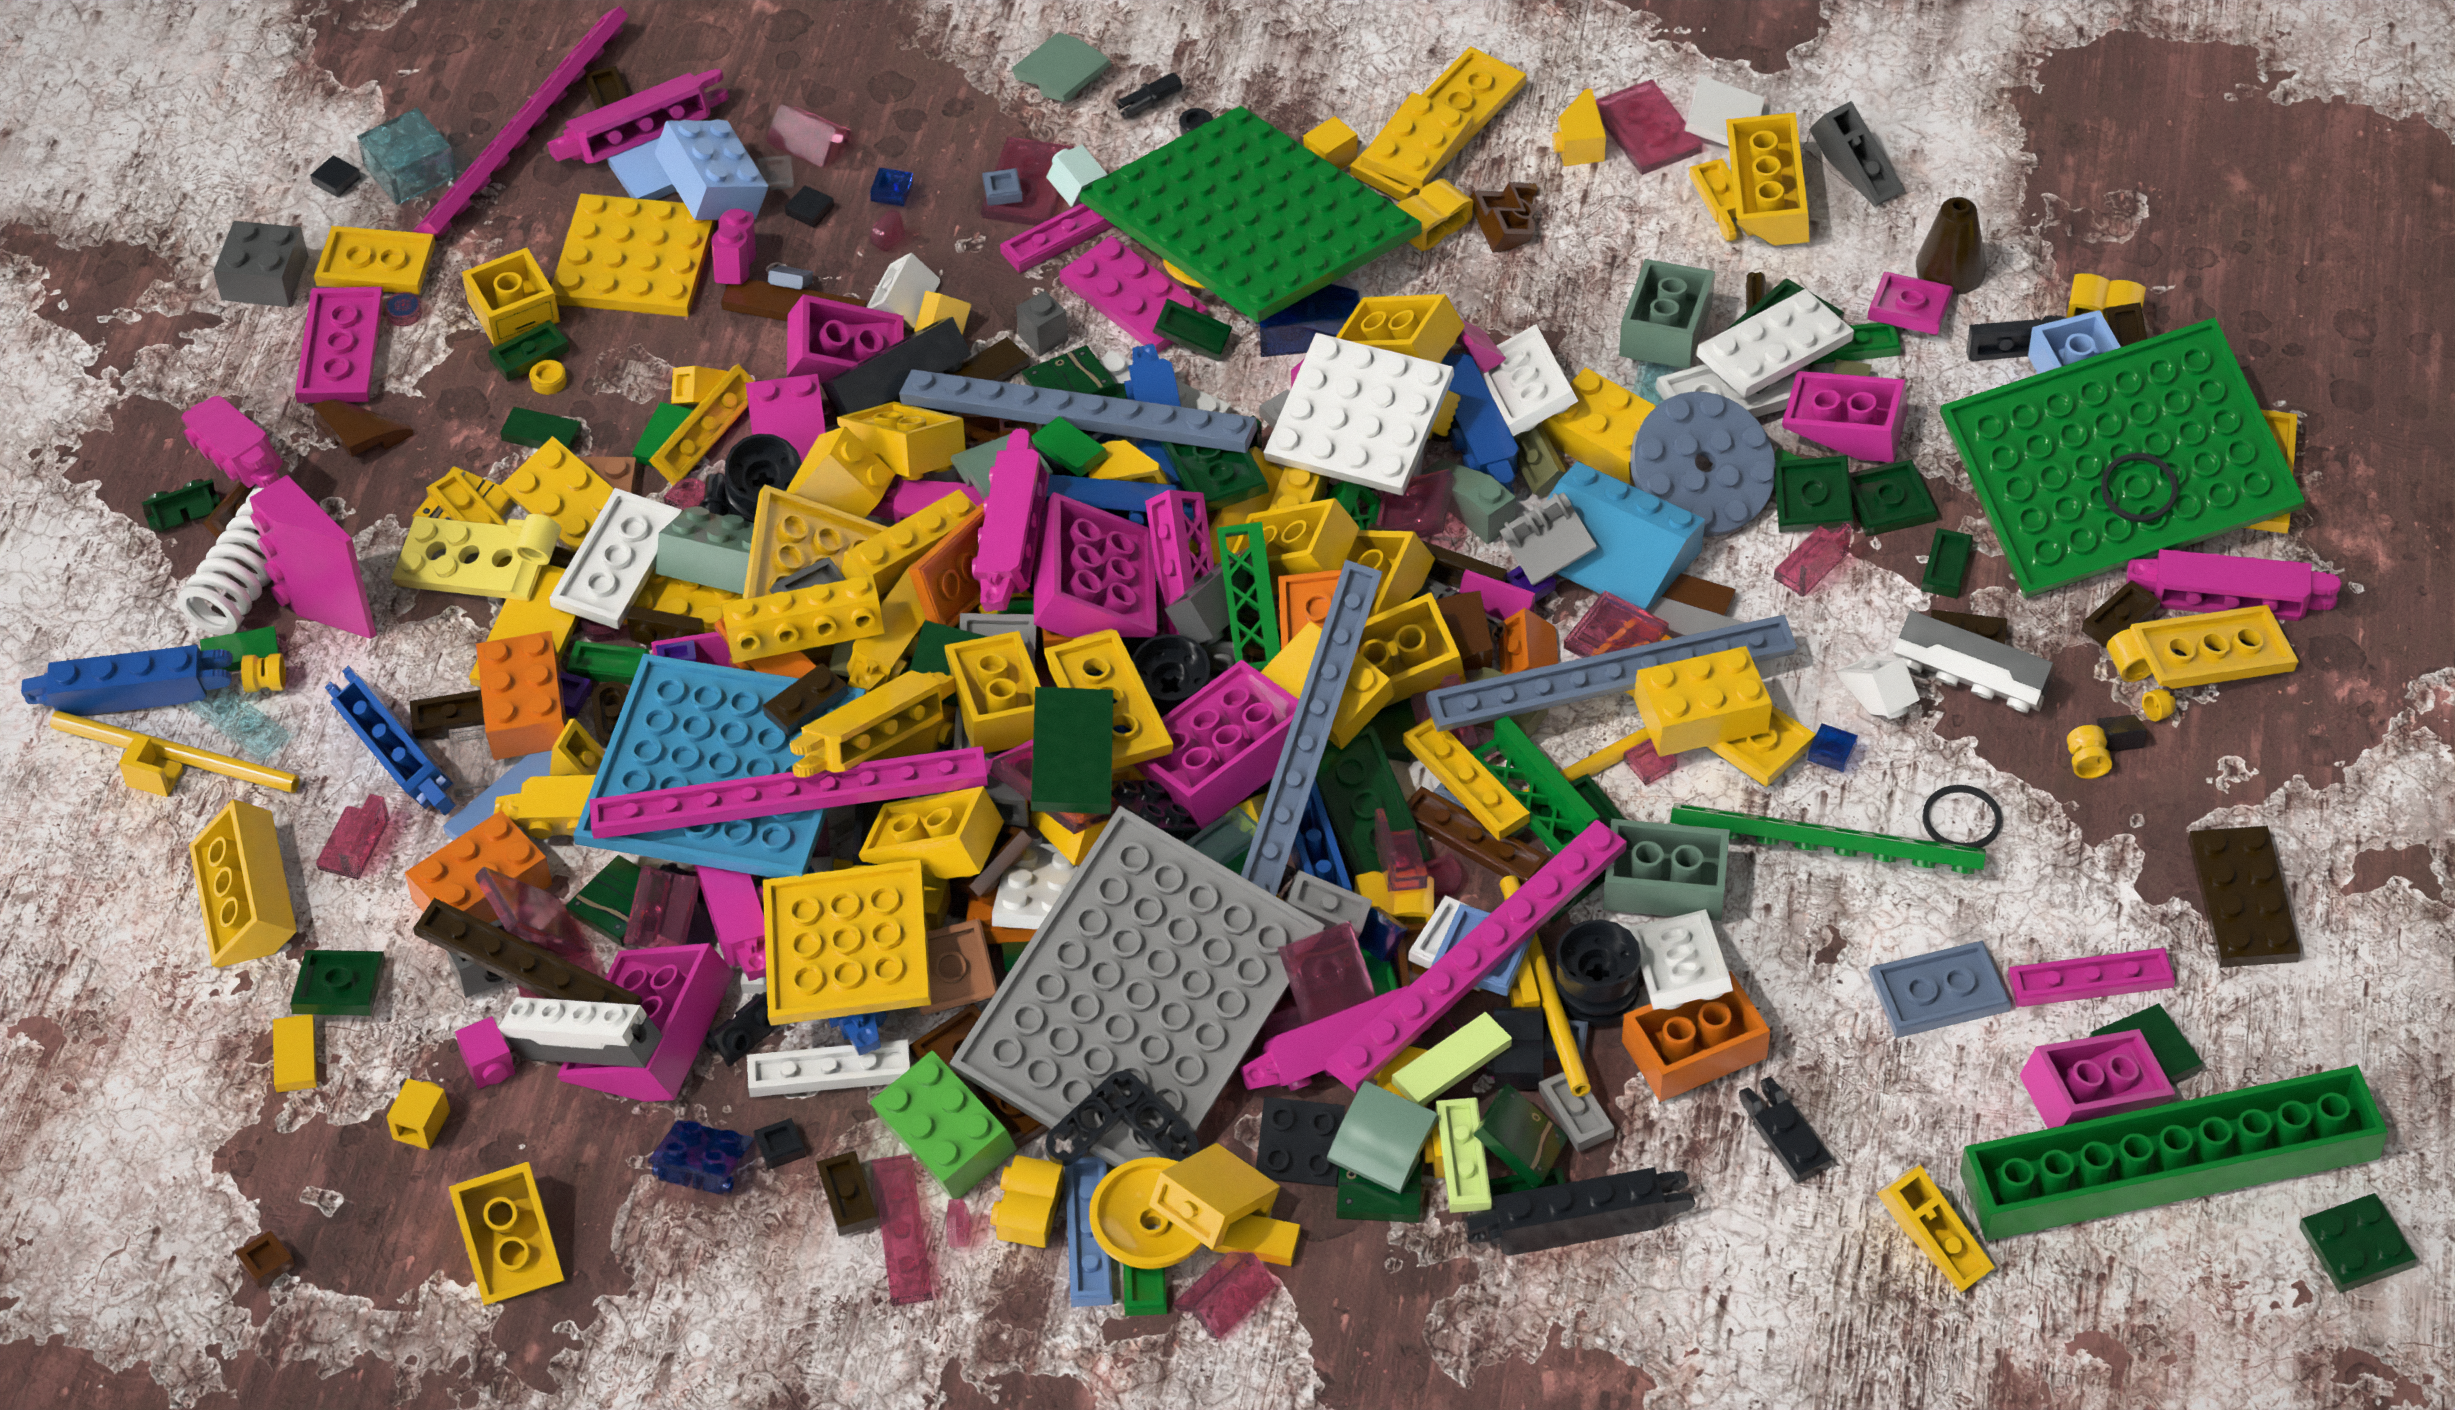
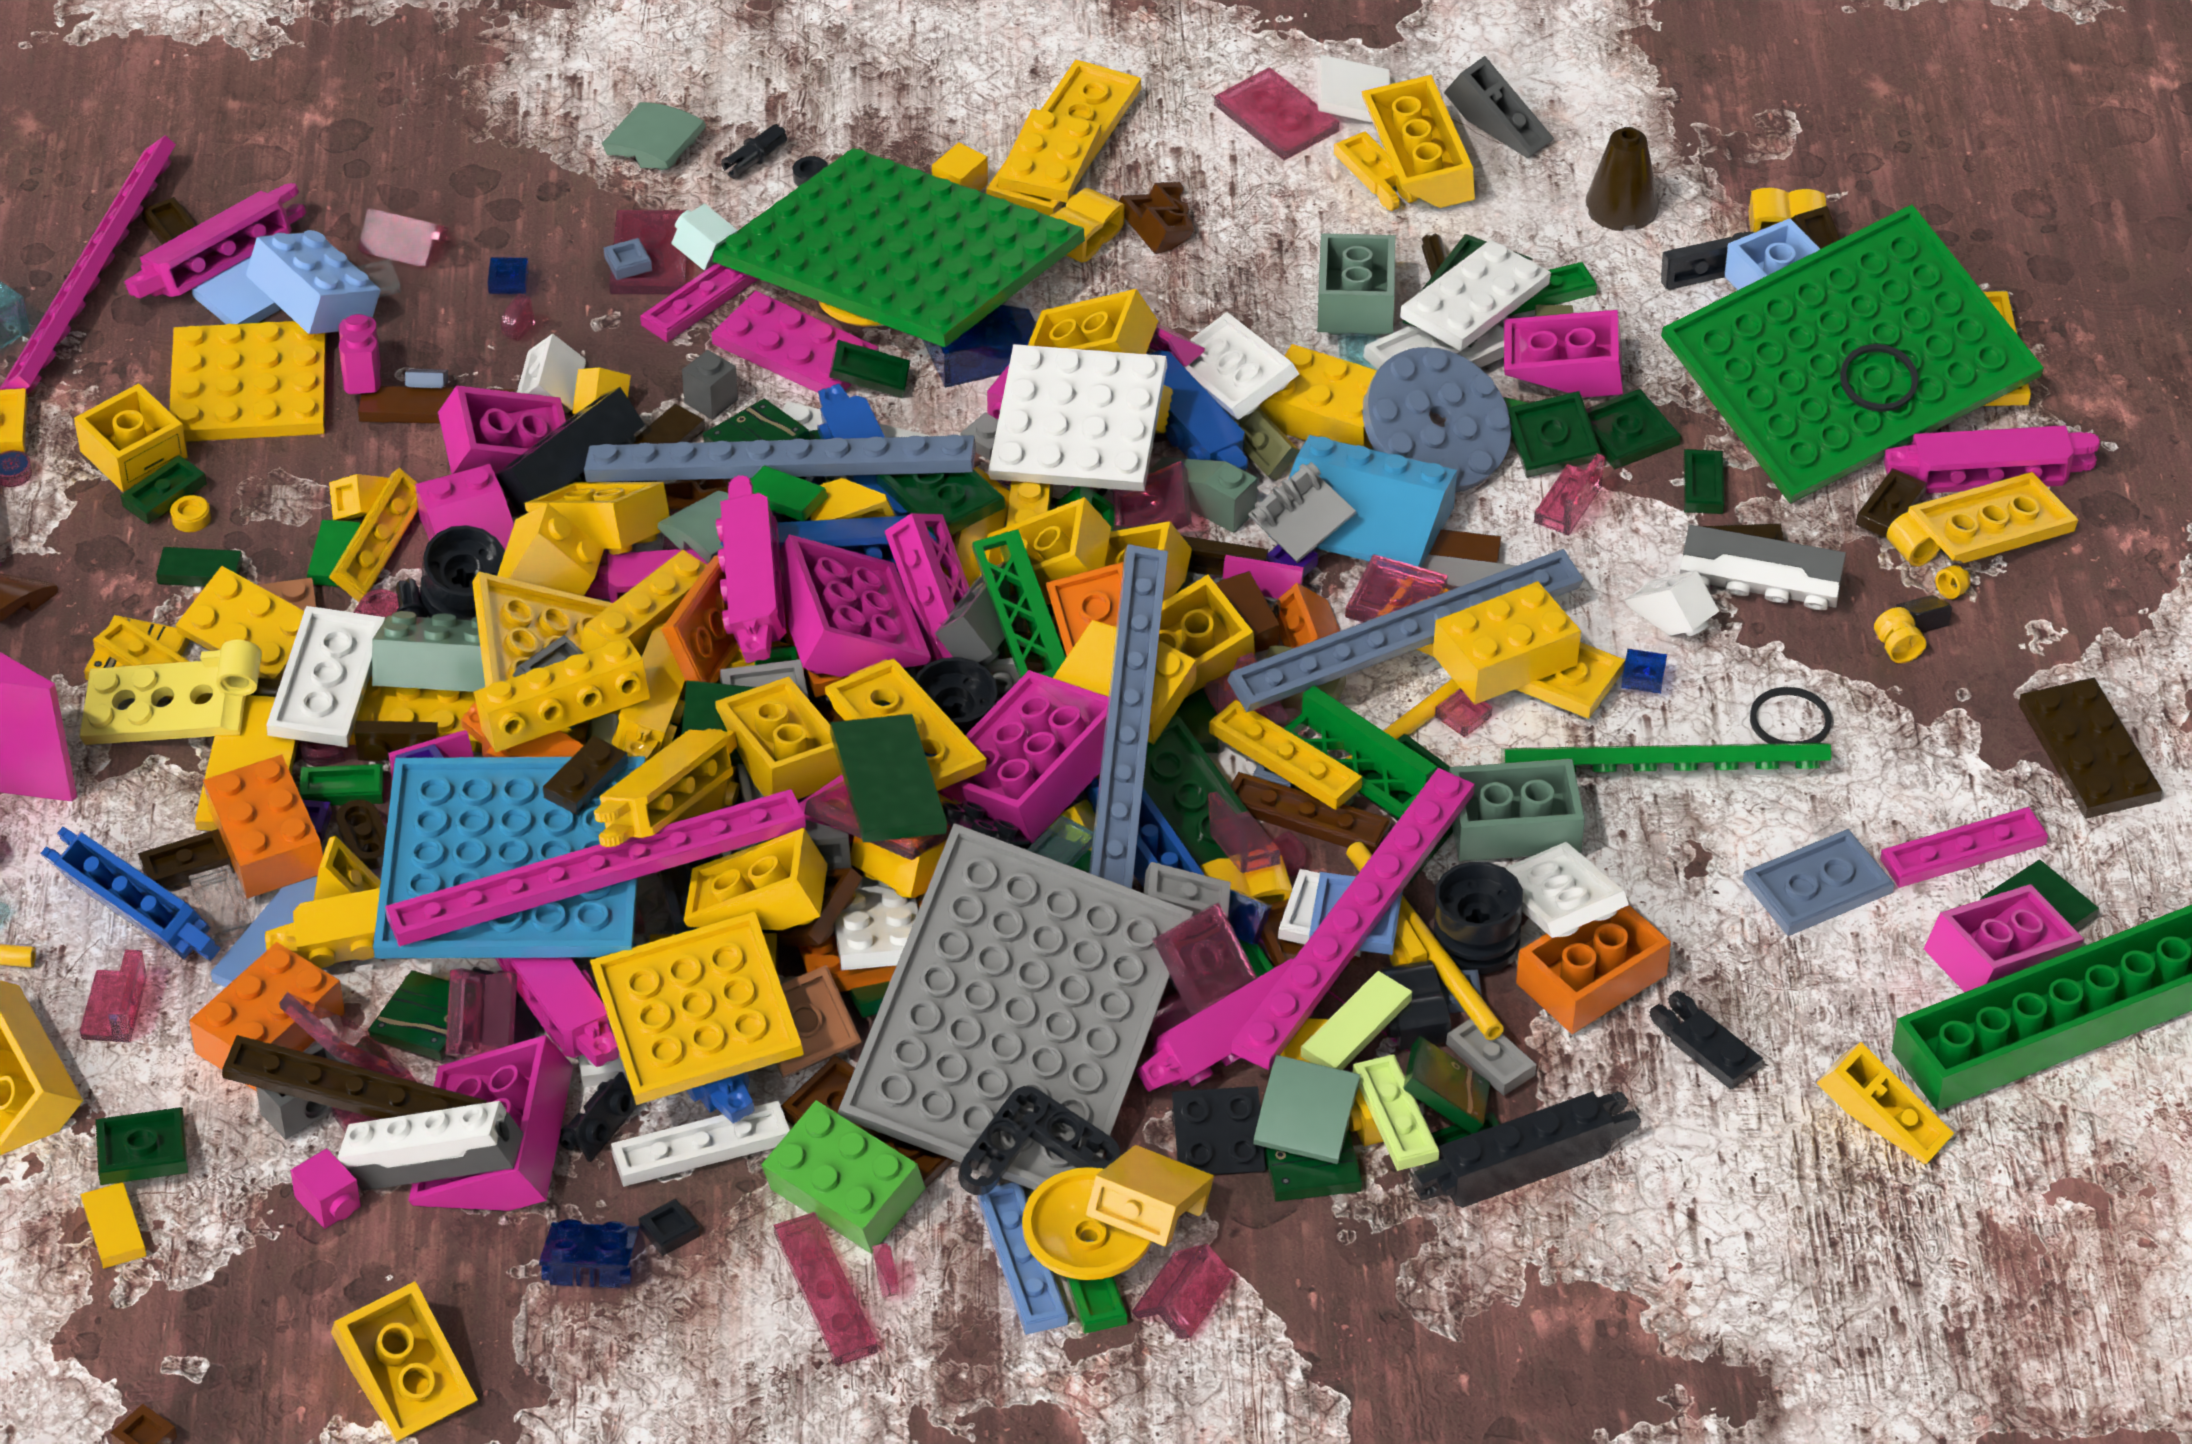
camera: 15 degrees left, 5 degrees down
(418, 1113) = (270, 1261): yellow brick -> none
(809, 206) = (424, 307): black tile -> none
(847, 1193) = (757, 1262): dark brown plate -> none
(1028, 1202) = (954, 1237): yellow brick -> none
(1265, 1237) = (1216, 1228): yellow tile -> none
(1580, 132) = (1214, 126): yellow slope -> none
(1910, 303) = (1594, 242): dark pink tile -> none

